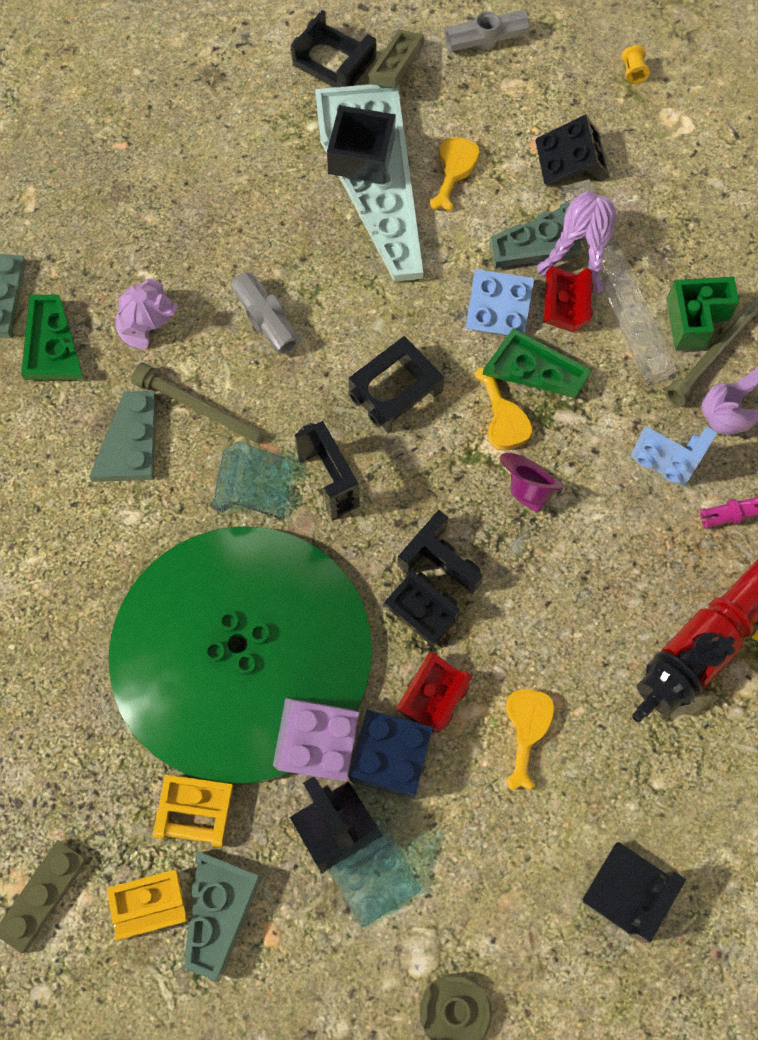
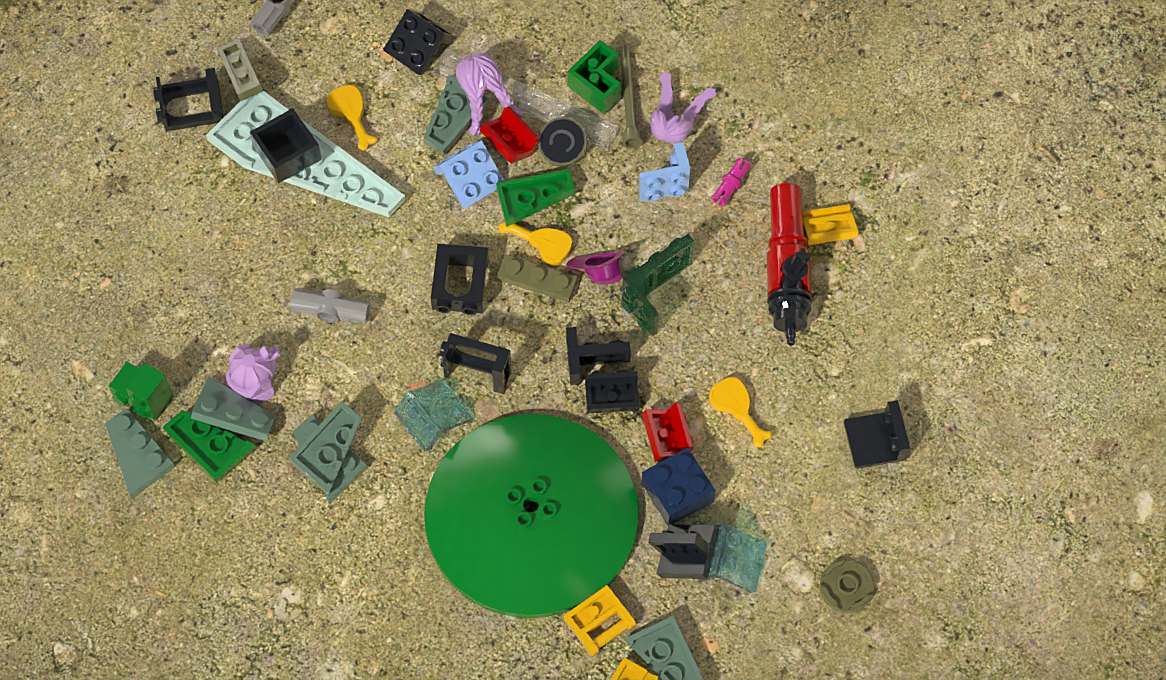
camera: 45 degrees left, 5 degrees down
(43, 251) = (141, 389): none -> green brick
(95, 330) = (231, 411): none -> sand green wing
(128, 428) = (326, 447): none -> sand green wing
(146, 377) = (298, 410): olive piece -> none
(315, 739) = (630, 513): lavender brick -> none
(465, 444) = (537, 278): none -> olive plate
(566, 531) = (651, 275): none -> clear green bracket
(610, 342) = (562, 141): none -> black tile

